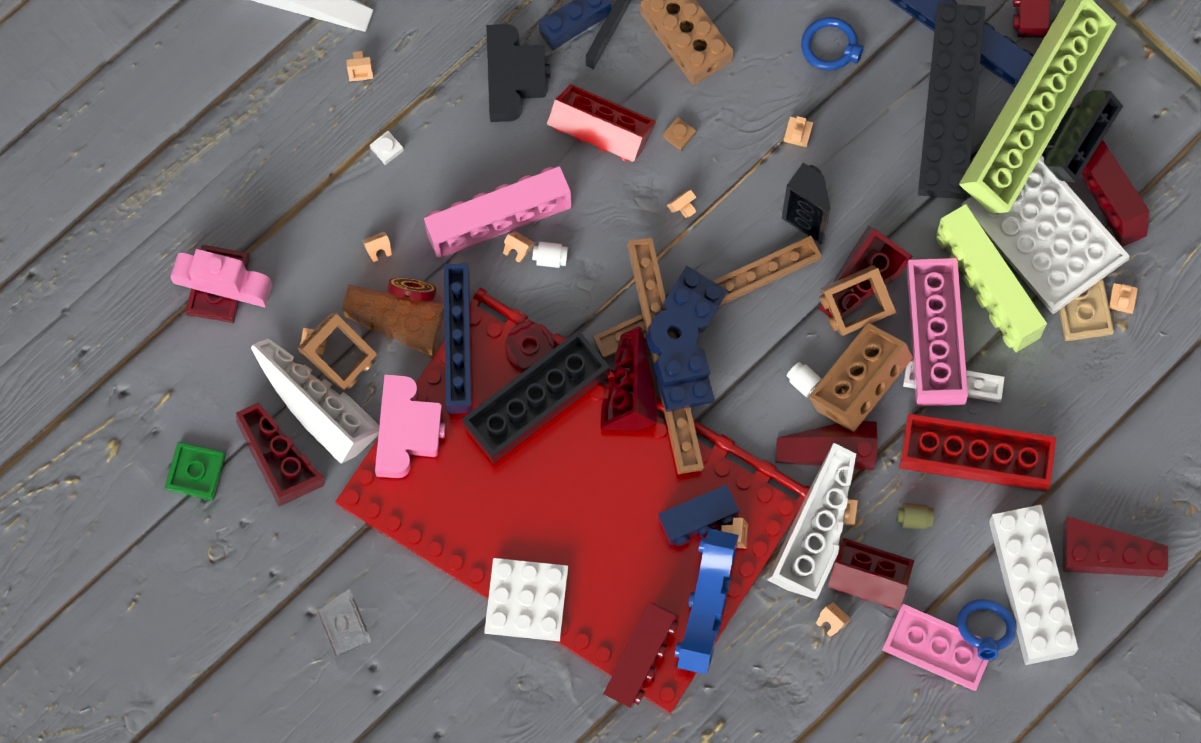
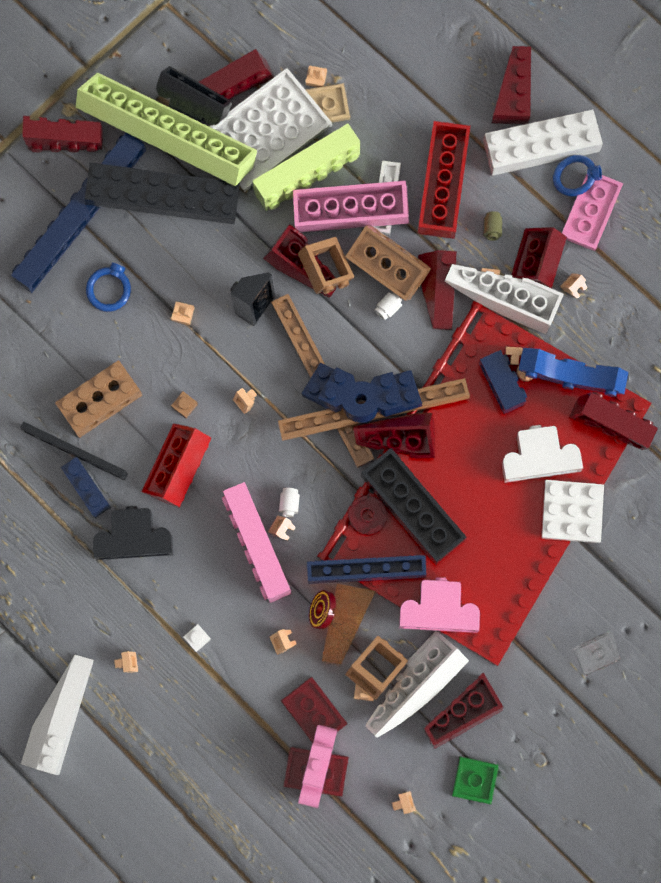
camera: 90 degrees left, 5 degrees up
(172, 384) = (405, 803): none -> light nougat tile
(294, 281) = (312, 708): none -> dark red tile
(599, 559) = (540, 456): none -> white brick

